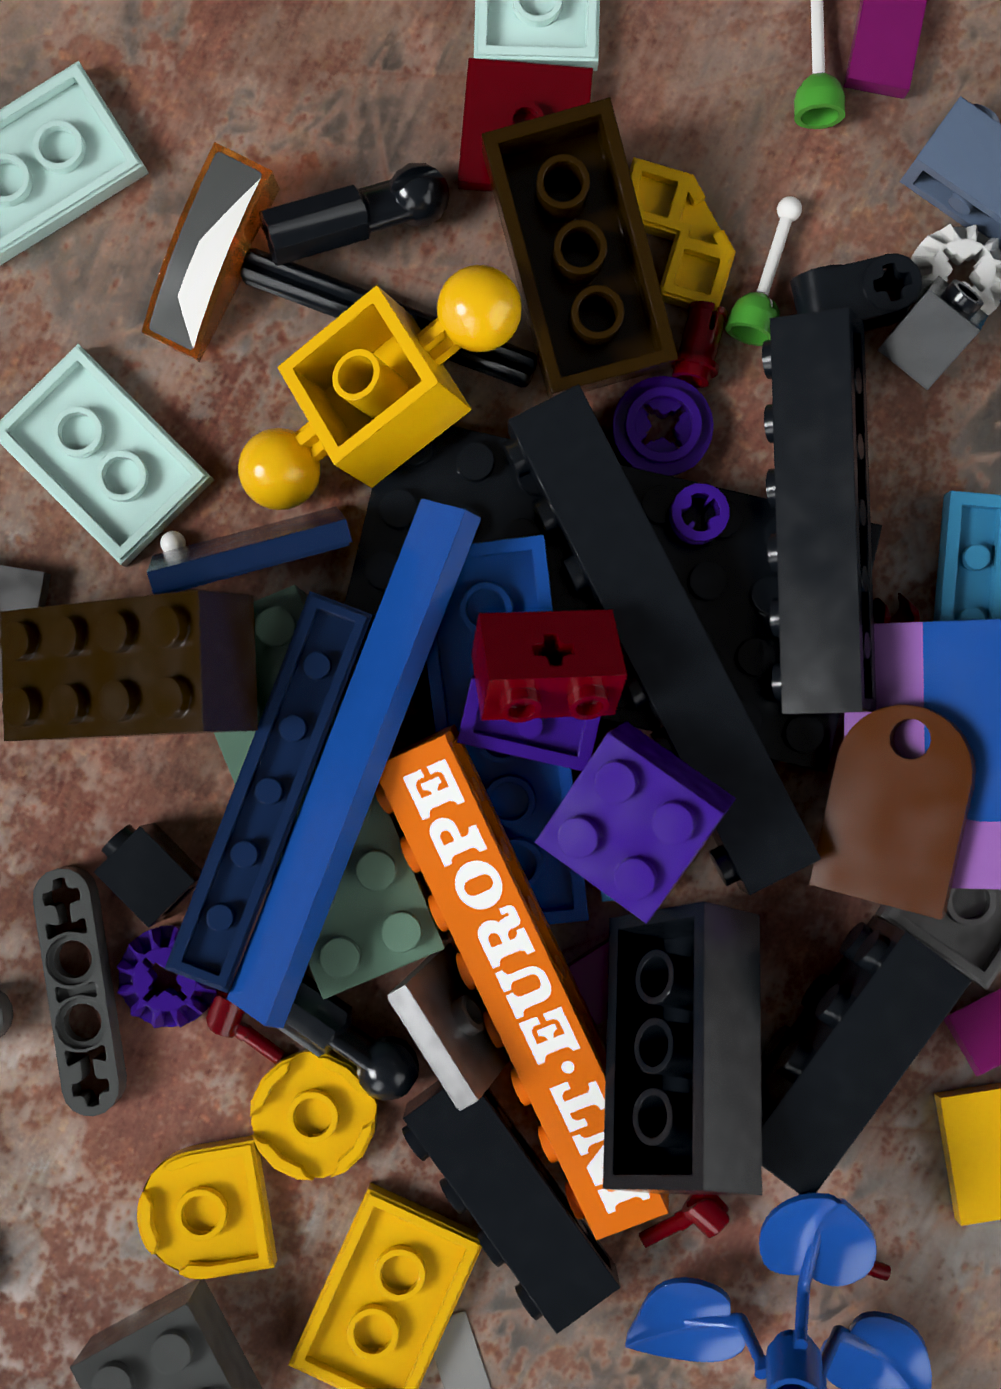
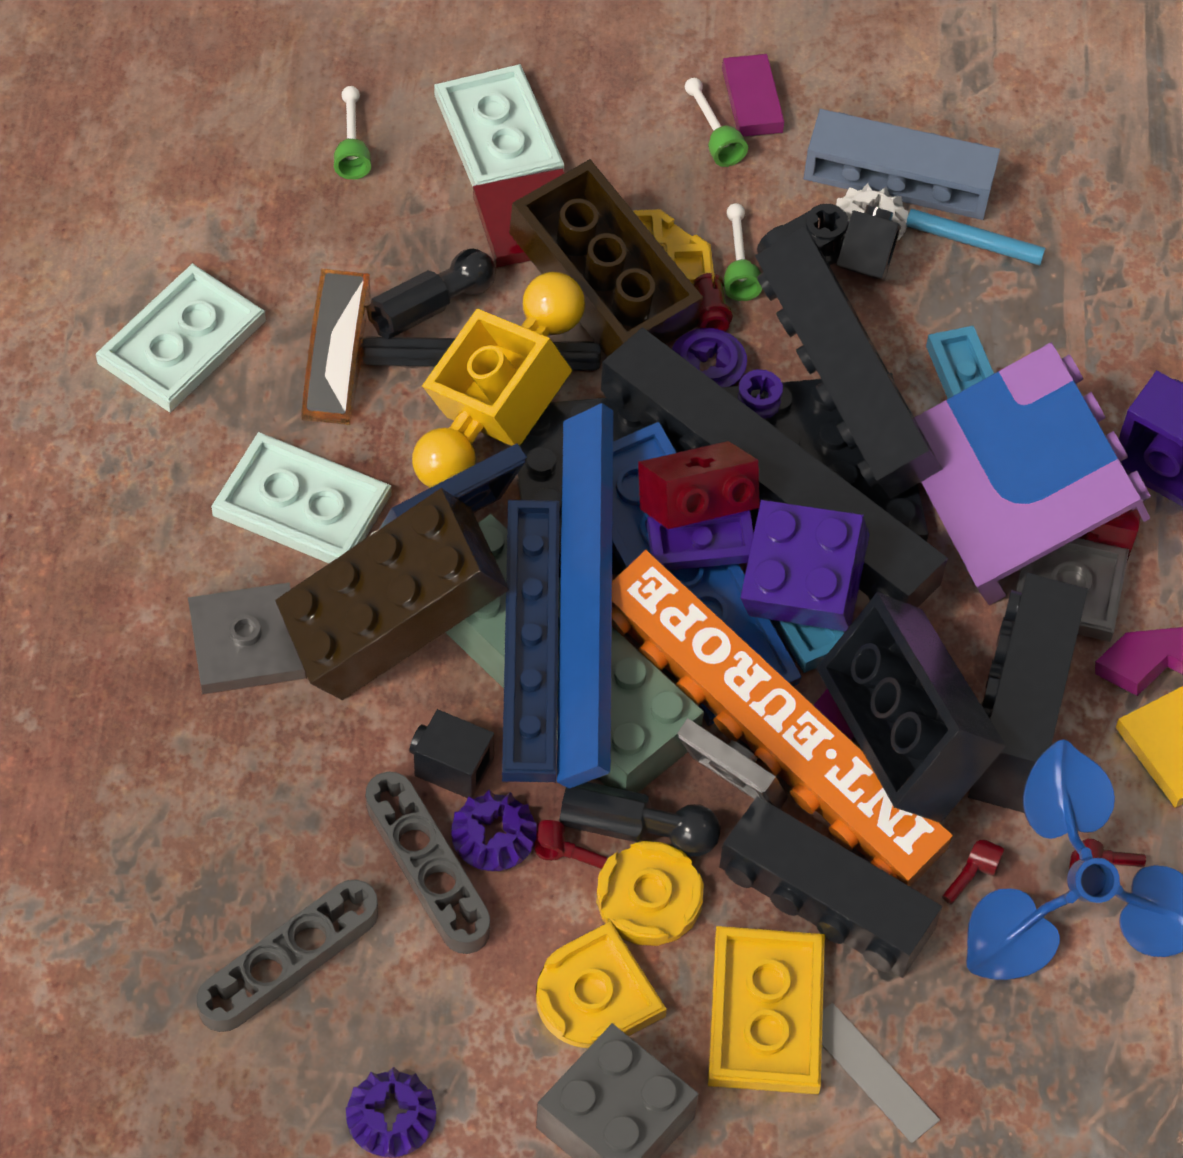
camera: 30 degrees left, 30 degrees down
(894, 819) = (988, 521): reddish brown tile -> none

